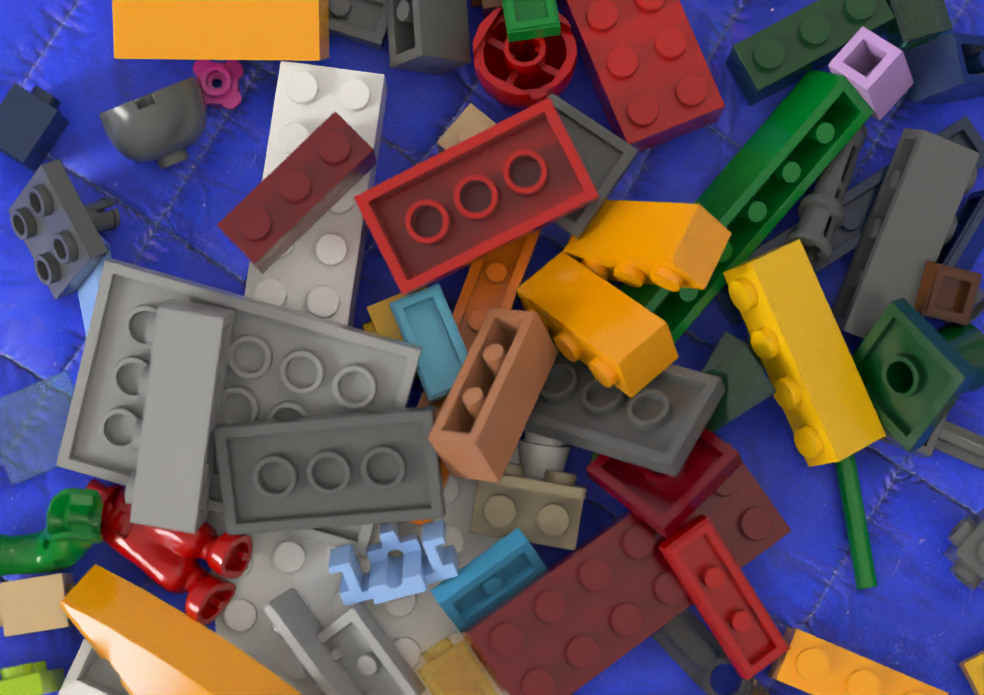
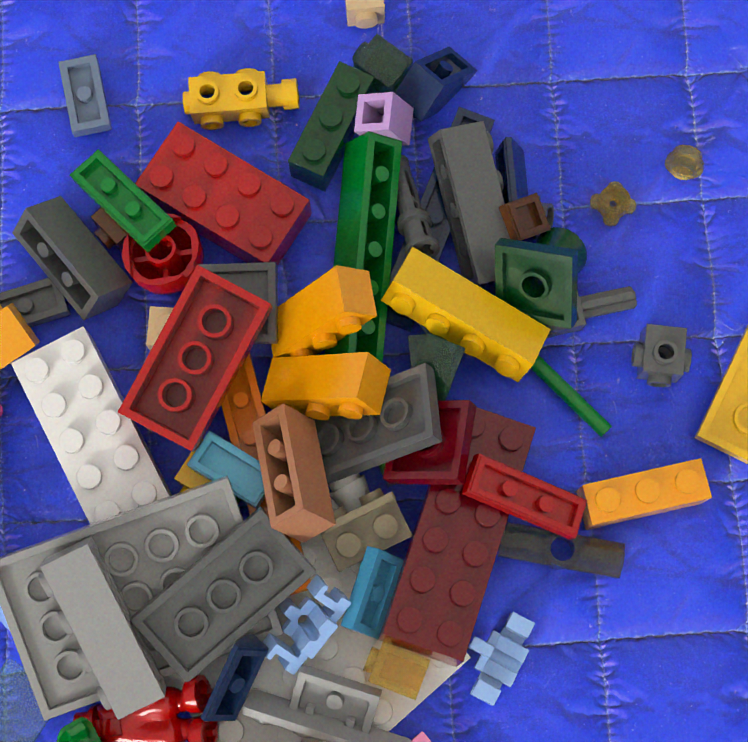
camera: 35 degrees left, 5 degrees down
(281, 568) = (235, 679): none -> dark blue slope
(298, 192) = (80, 435): dark red brick -> none

